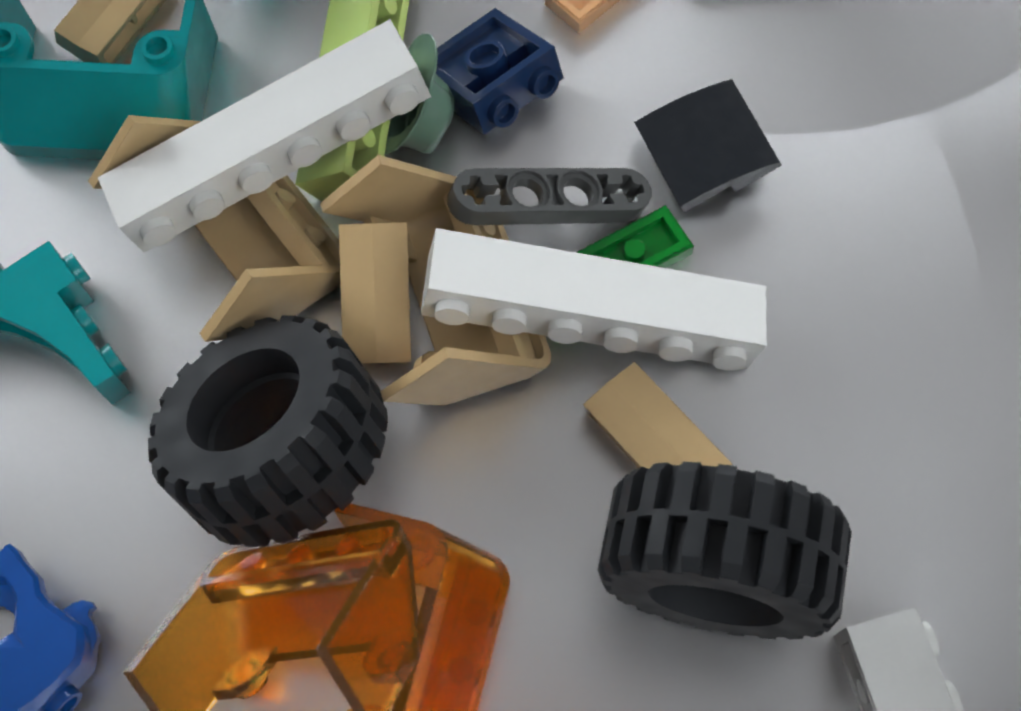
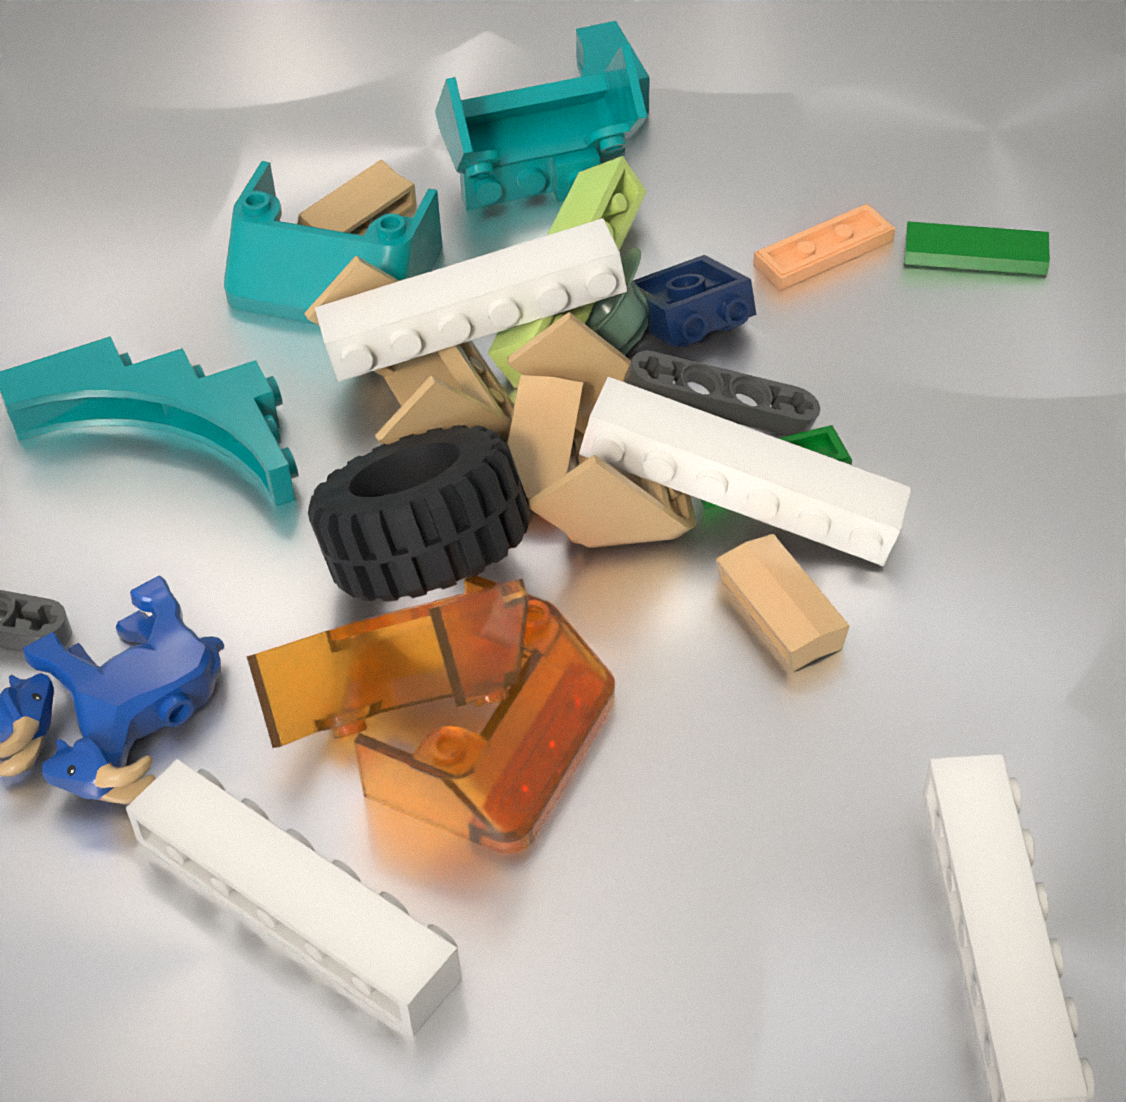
camera: 10 degrees right, 20 degrees down
(707, 144) = (882, 381): black slope -> none
(726, 550) = (827, 607): black tyre -> none

